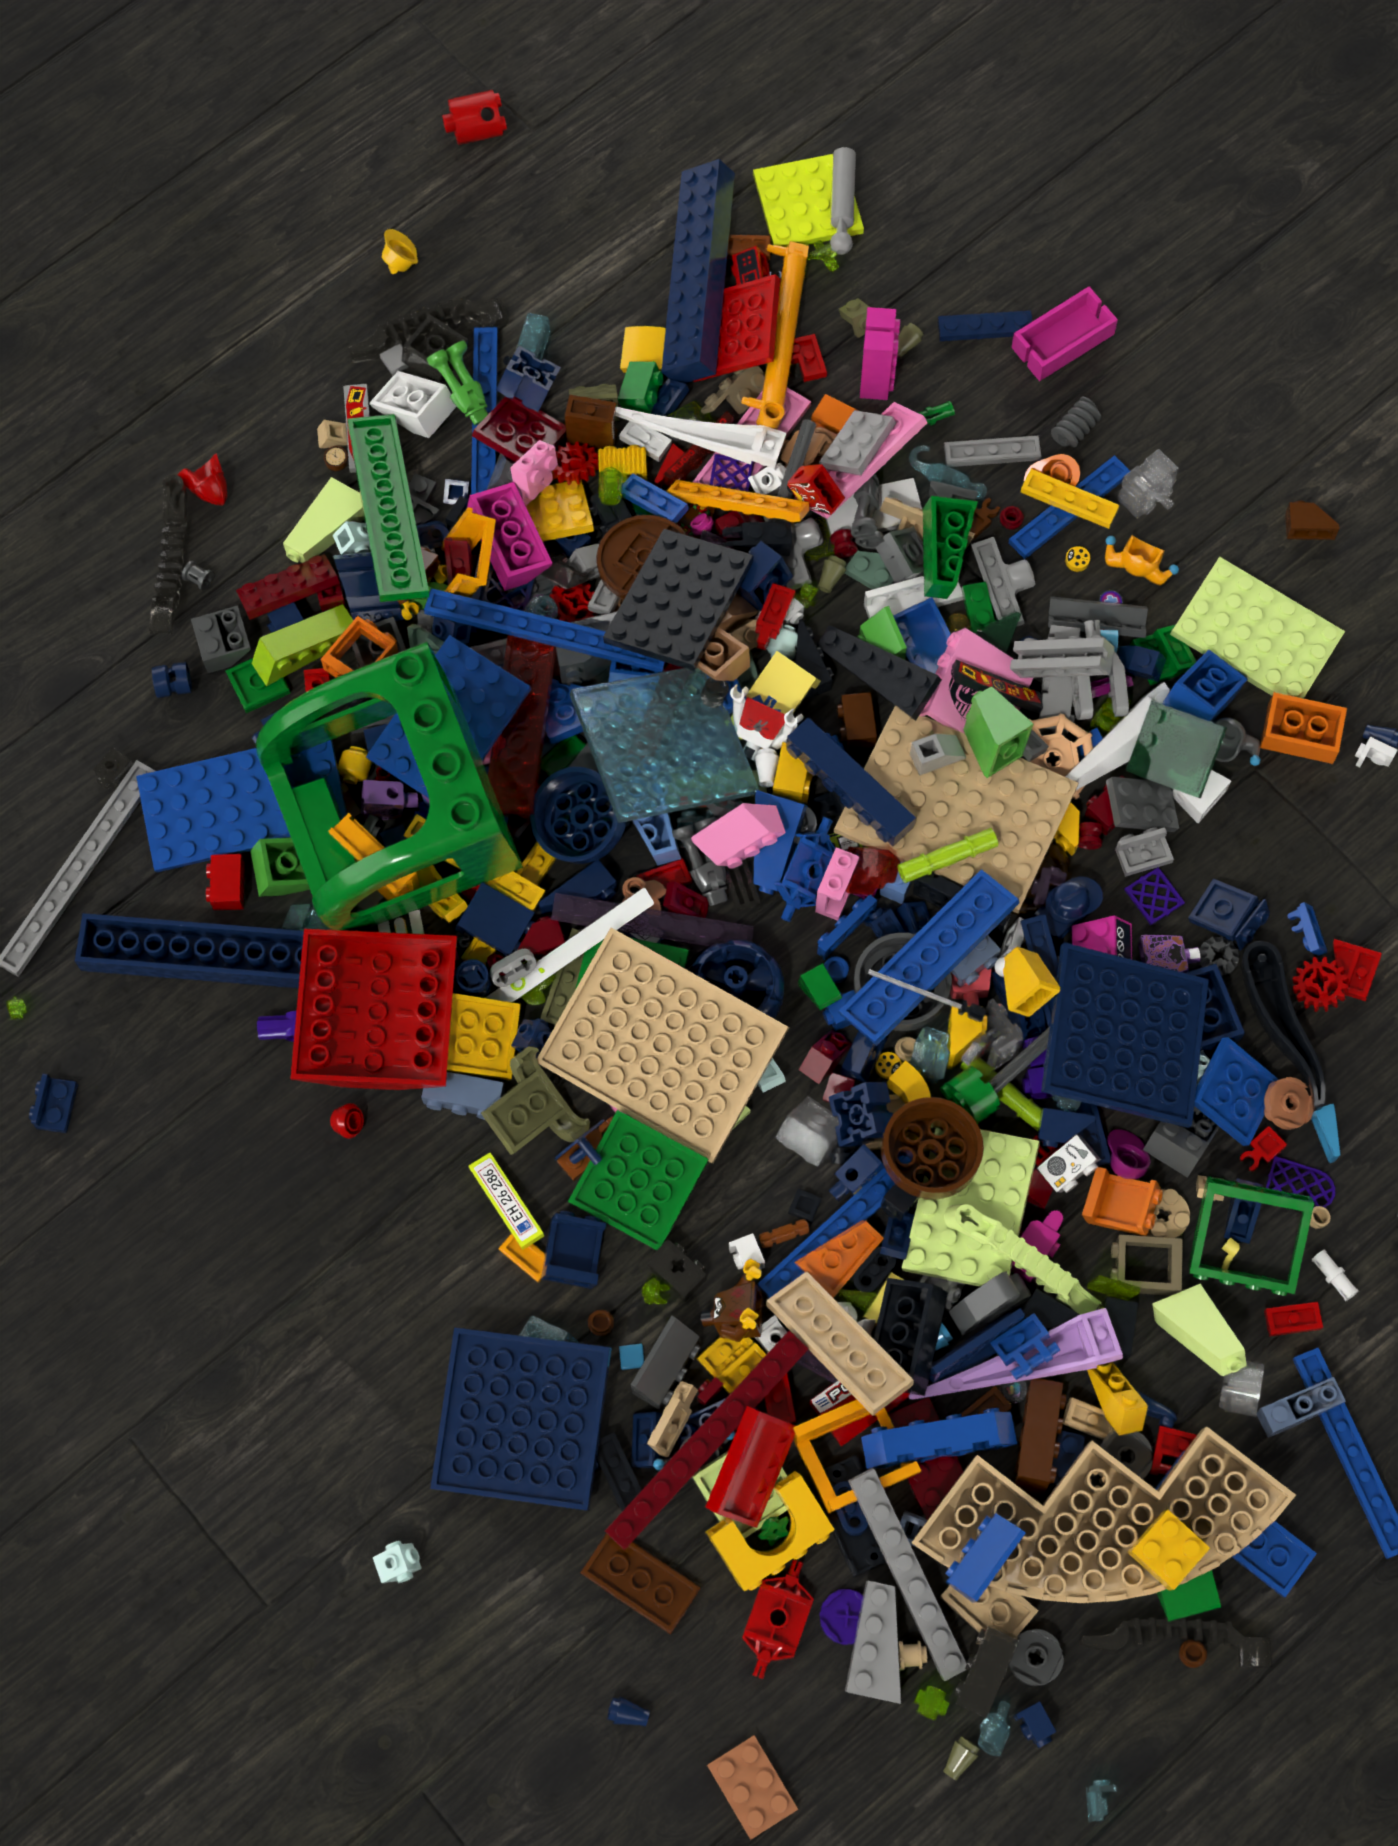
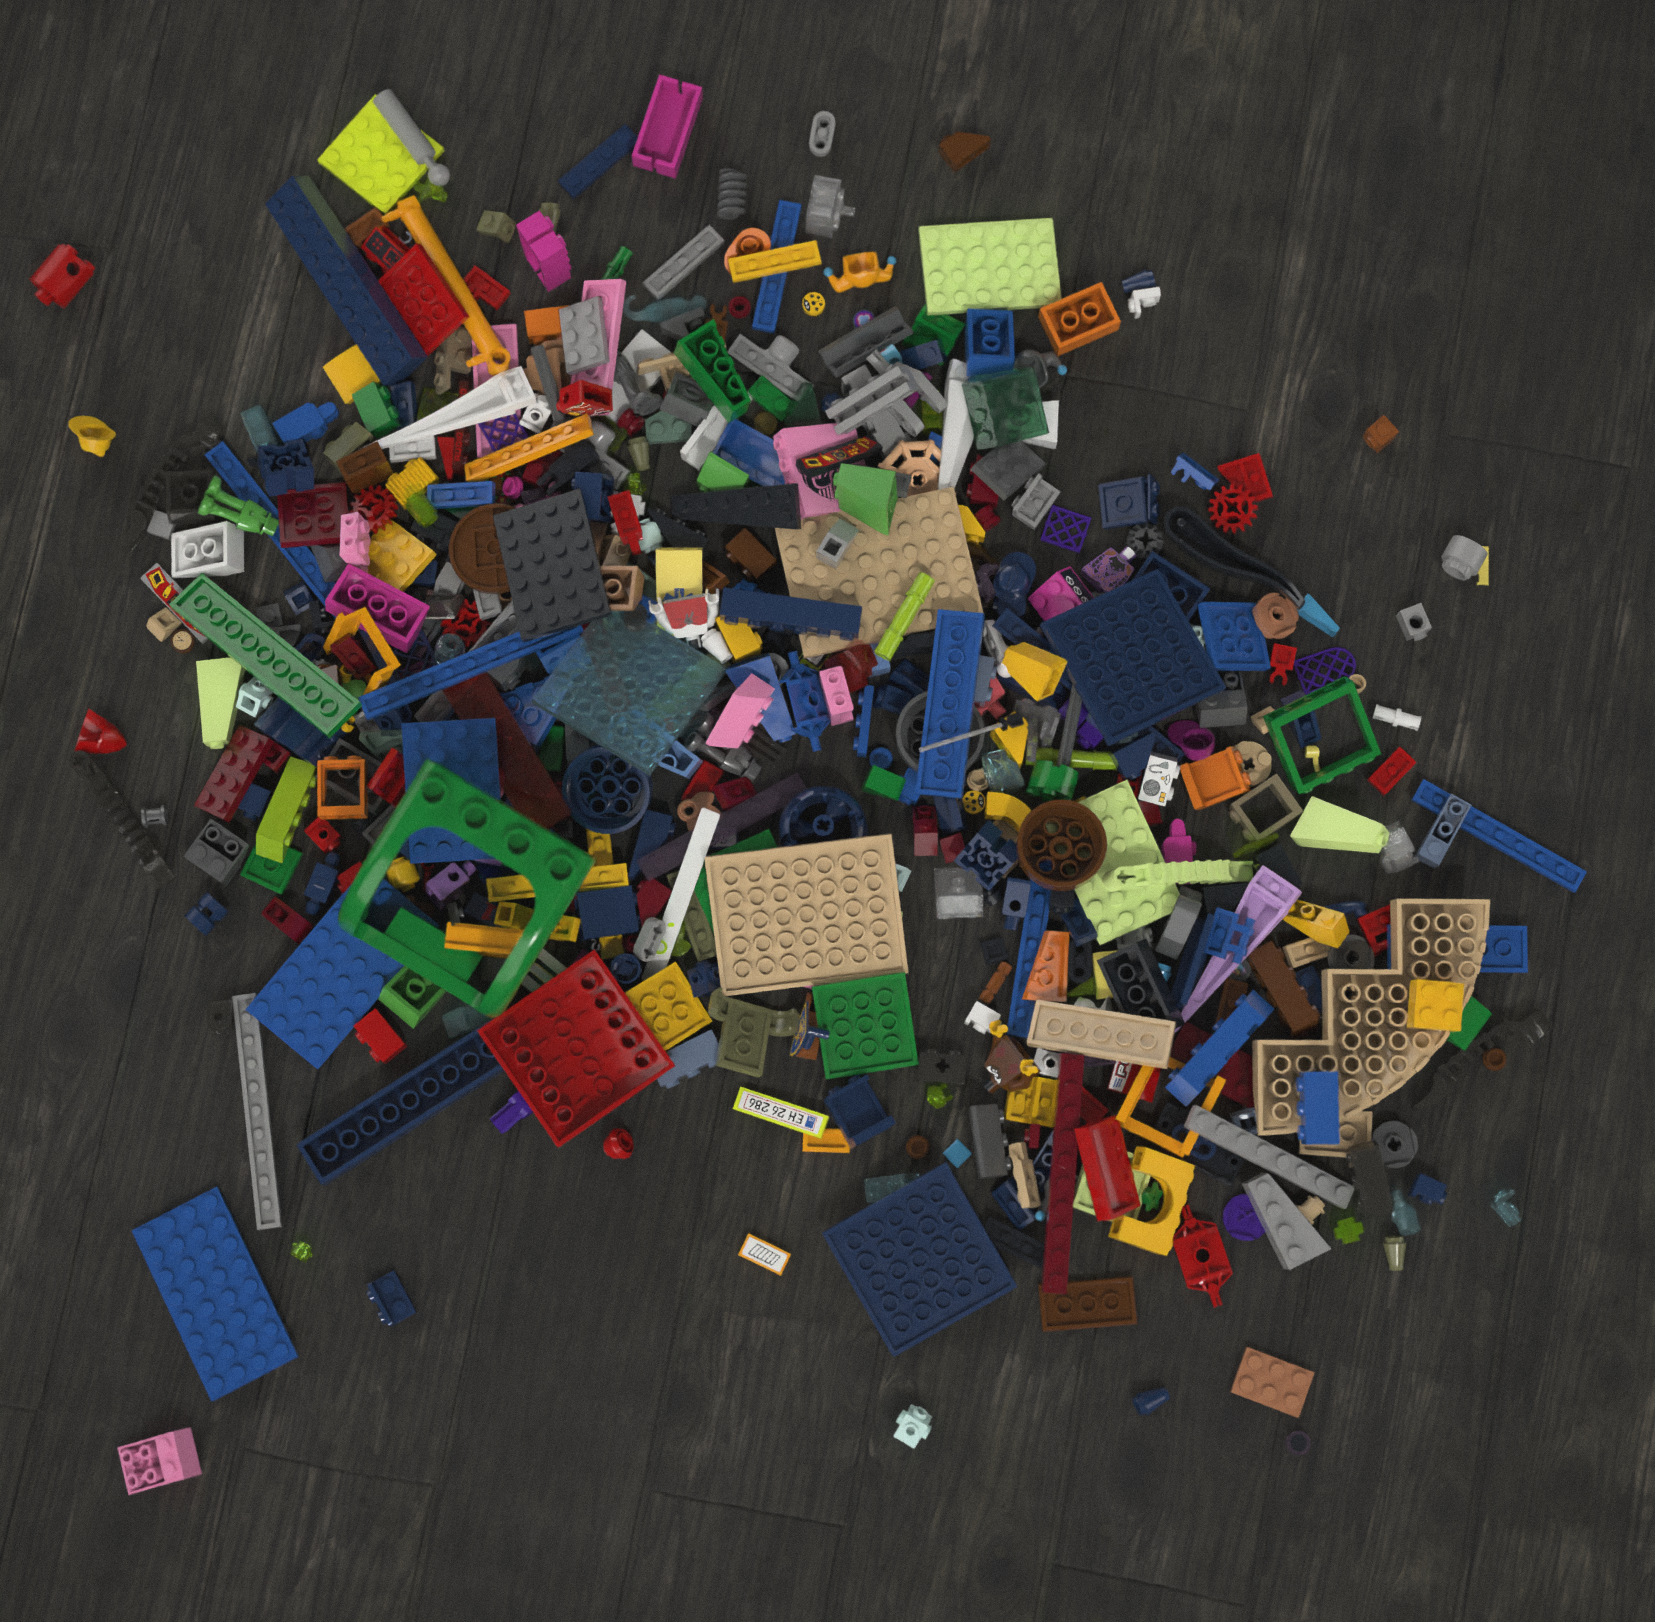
camera: 40 degrees left, 10 degrees up
(231, 732) = (287, 920): none -> dark red slope
(393, 1312) = (764, 1254): none -> white tile
(576, 359) = (306, 422): none -> blue hinge
(809, 709) = (712, 579): none -> dark orange plate
(1192, 430) = (821, 134): none -> light grey plate

